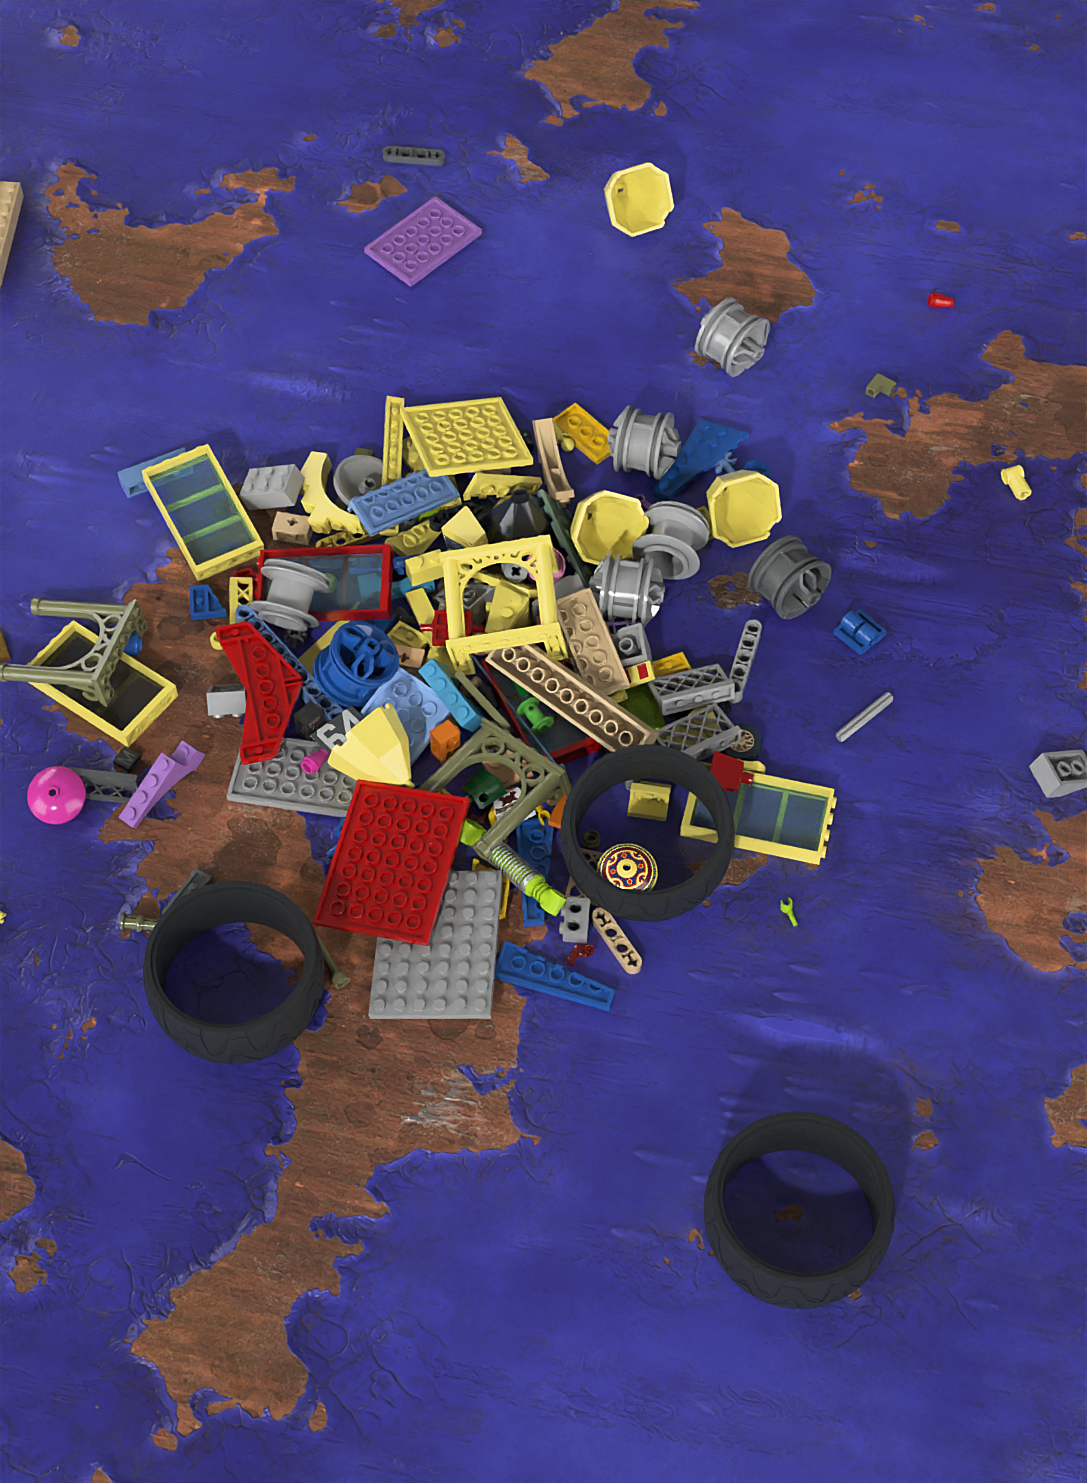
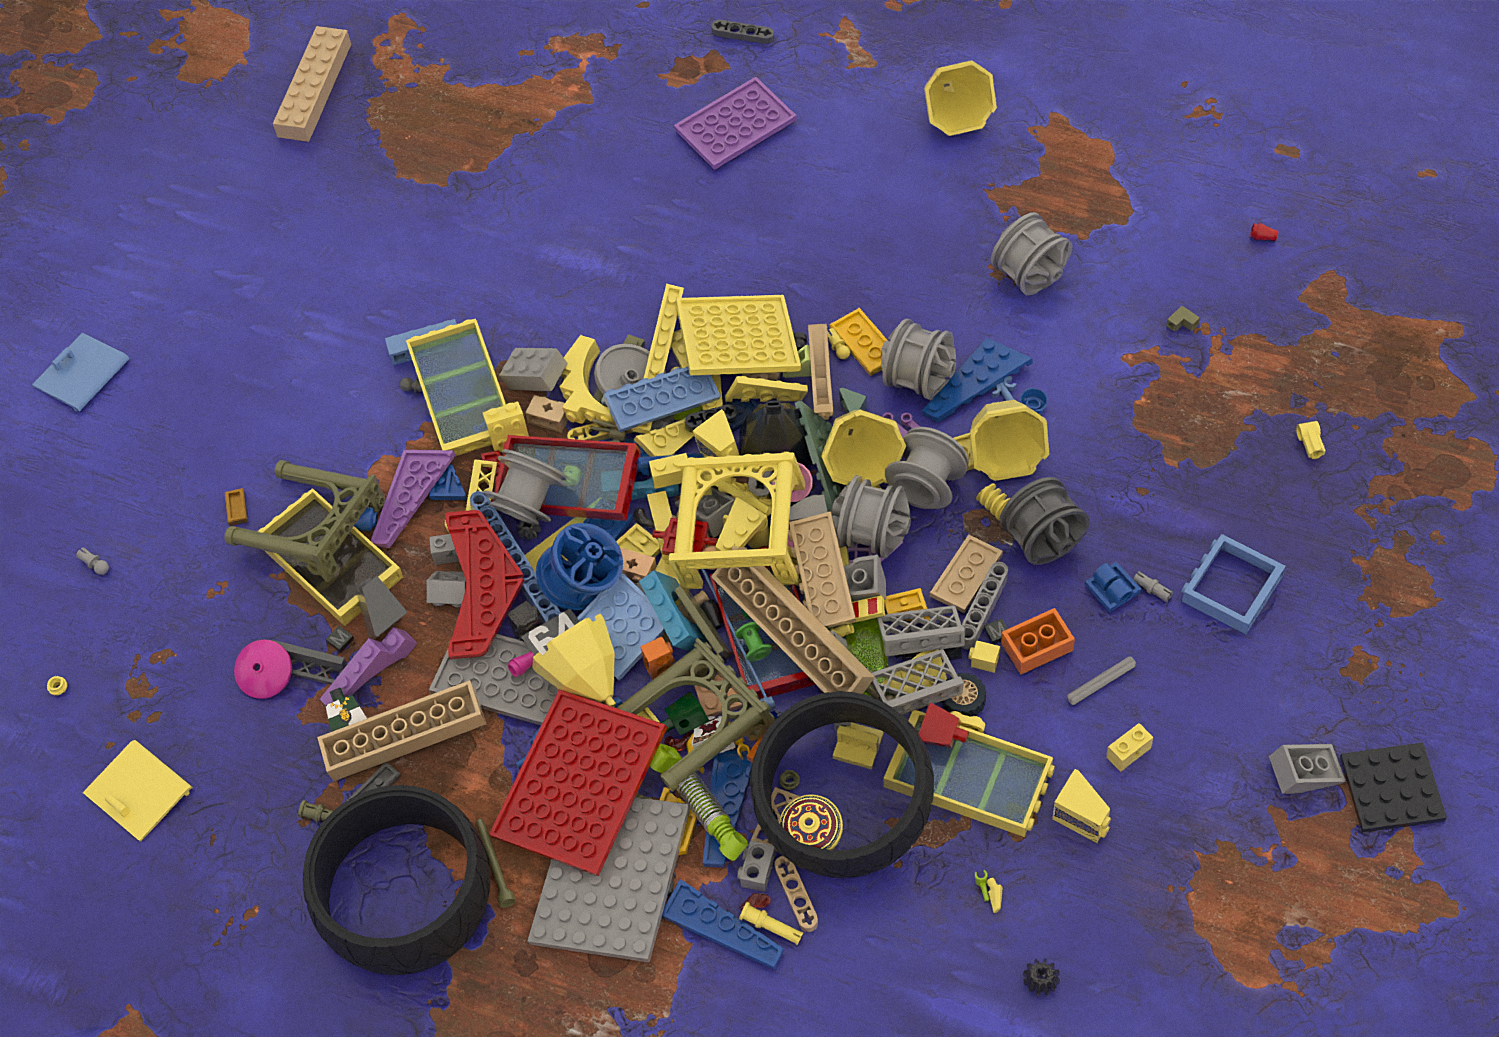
camera: 15 degrees right, 0 degrees up
(147, 514) = (407, 384): none -> dark grey pin
(148, 827) = (343, 710): none -> torso
(163, 723) = (378, 607): none -> dark grey slope
(170, 607) = (411, 484): none -> medium lavender wing
(208, 836) = (401, 730): none -> tan brick
(216, 664) = (443, 549): none -> light grey brick
(252, 539) = (504, 422): none -> light yellow bracket
(364, 537) = (614, 432): none -> olive plant
(534, 450) = (804, 357): none -> yellowish green slope
(584, 487) = (852, 400): none -> sand green slope
(589, 967) = (761, 919): none -> light yellow pin
(722, 634) = (965, 573): none -> tan plate
(736, 567) = (993, 500): none -> light yellow piece
(753, 706) = (984, 656): none -> light yellow brick
(760, 683) = (994, 630): none -> pearl dark grey tile
(800, 687) = (1037, 641): none -> orange brick
(802, 918) = (995, 894): none -> light yellow bar
(852, 989) = (1041, 985): none -> clear smoke gear
(870, 831) = (1082, 808): none -> light yellow slope
(896, 628) = (1153, 586): none -> light grey pin
(902, 772) = (1129, 747): none -> light yellow brick
(959, 642) = (1220, 612): none -> medium blue window

